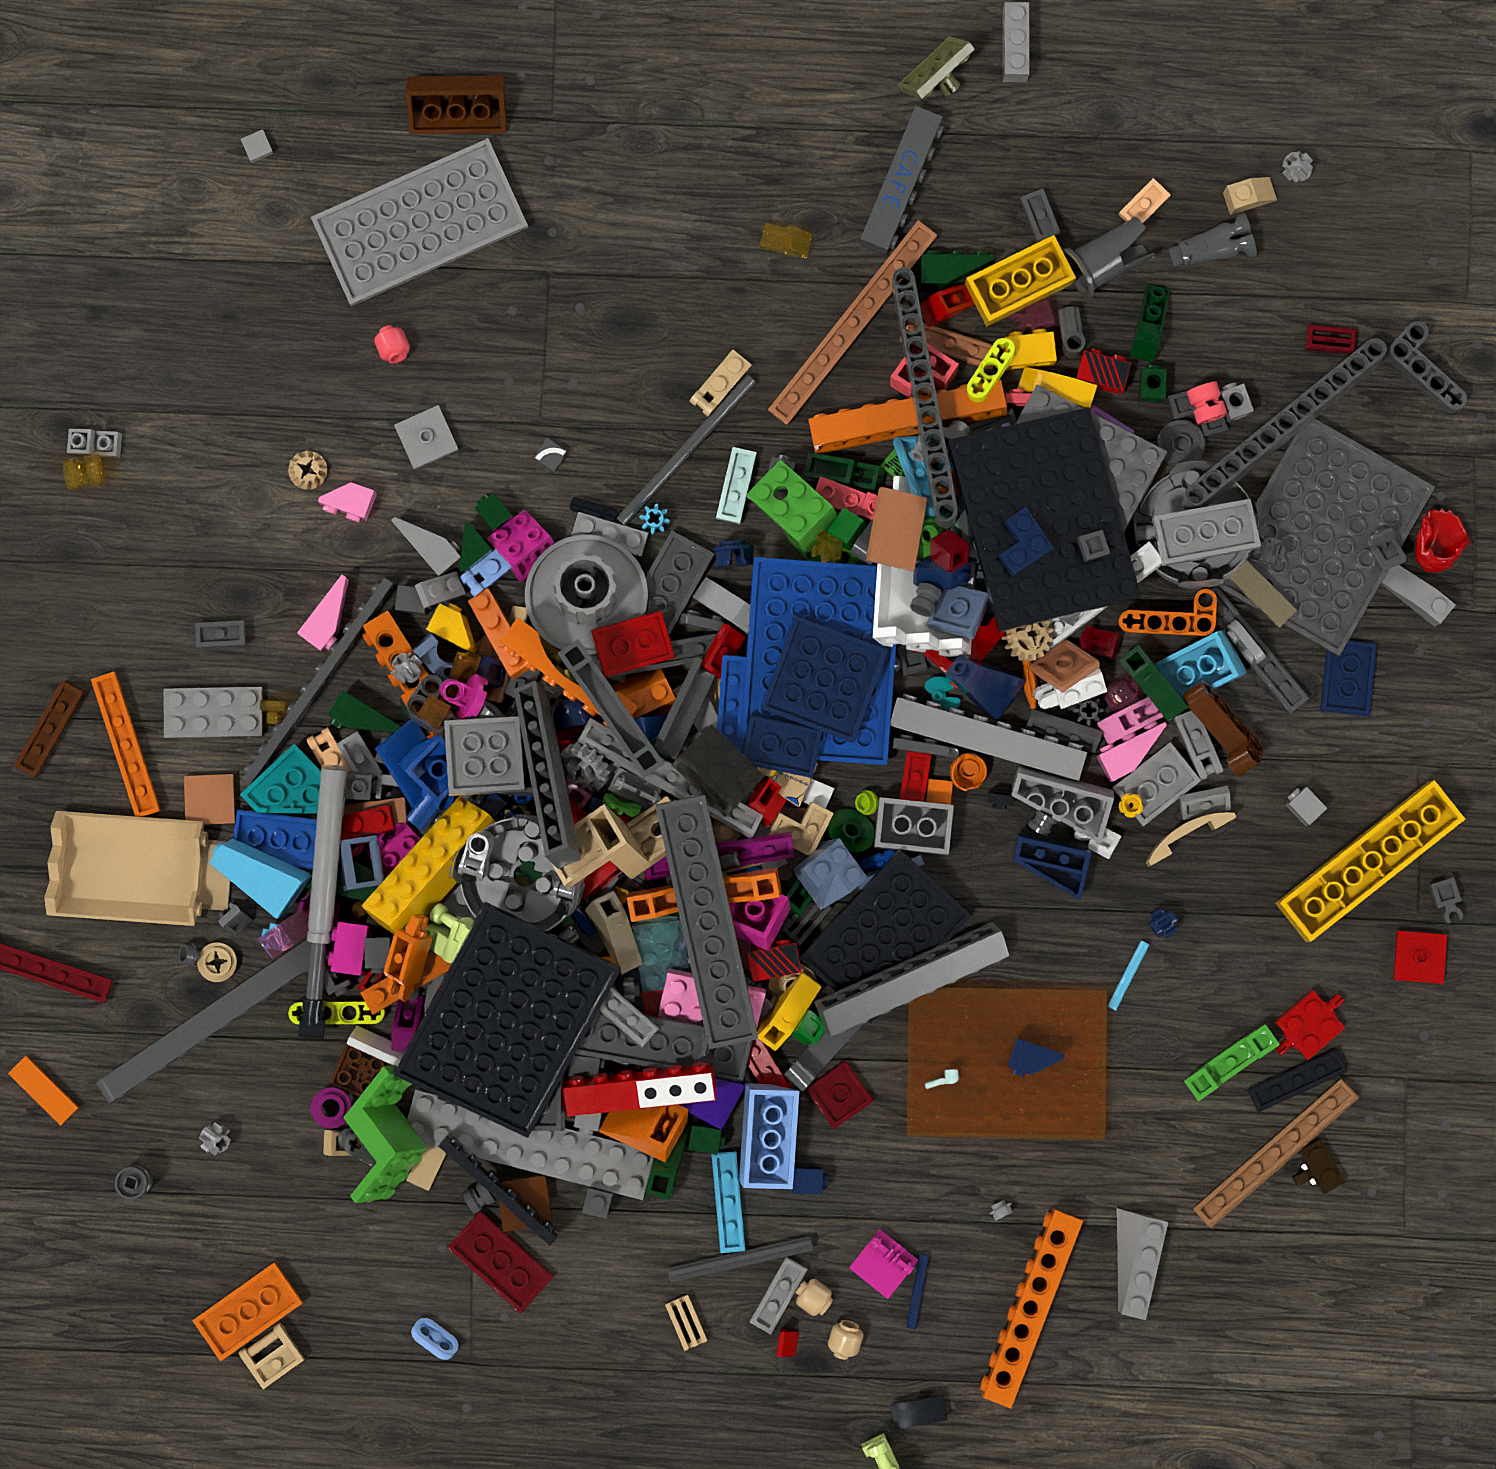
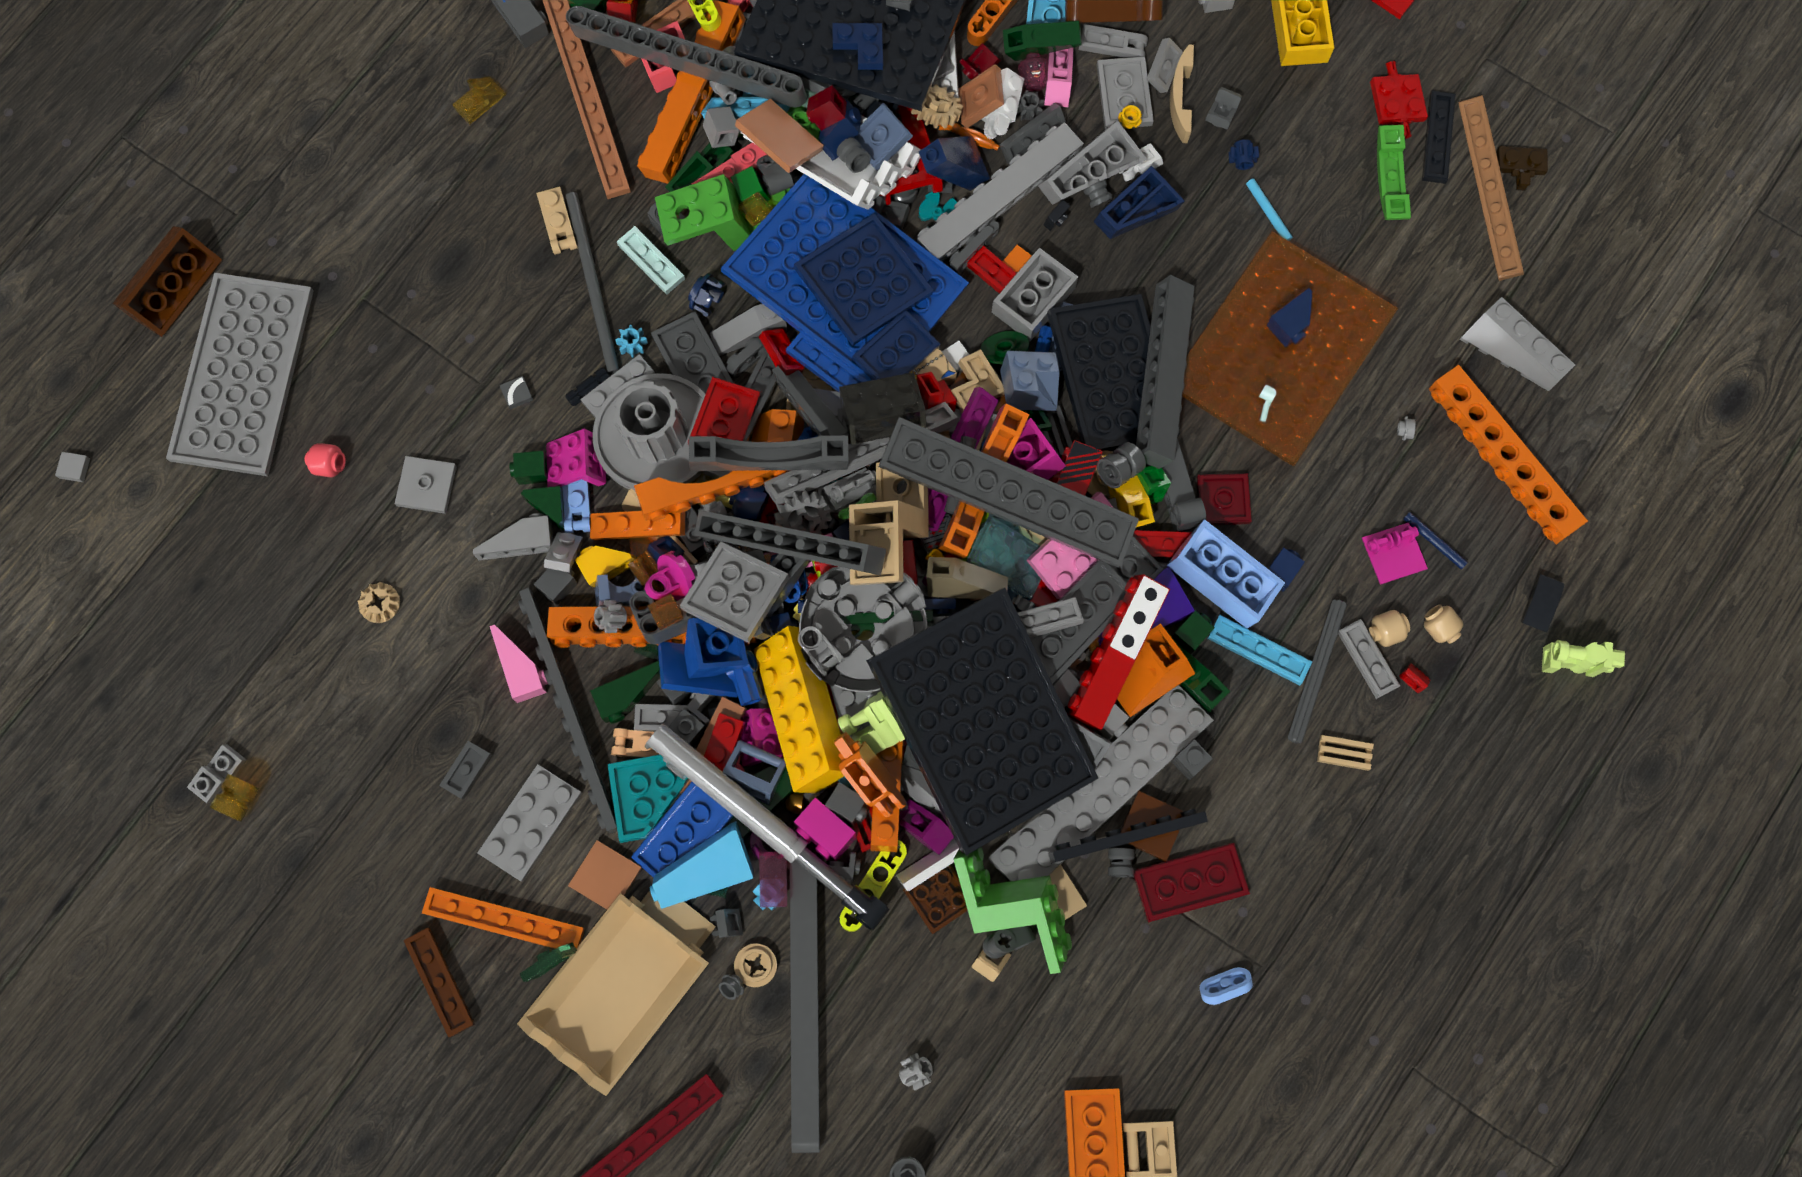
camera: 60 degrees left, 10 degrees down
(116, 802) = (547, 961): none -> clear green plate
(274, 709) = (564, 764): clear yellow tile -> none
(330, 1093) = (941, 944): magenta piece -> none
(349, 499) = (431, 581): bright pink slope -> none
(799, 995) = (1121, 465): none -> dark grey wheel
(867, 802) = (989, 321): lime plate -> none
(886, 467) = (720, 127): none -> light grey brick
(968, 771) = (1016, 226): orange hair -> none
(1126, 757) = (1087, 96): bright pink slope -> none
(1195, 879) = (1223, 108): none -> dark grey bracket

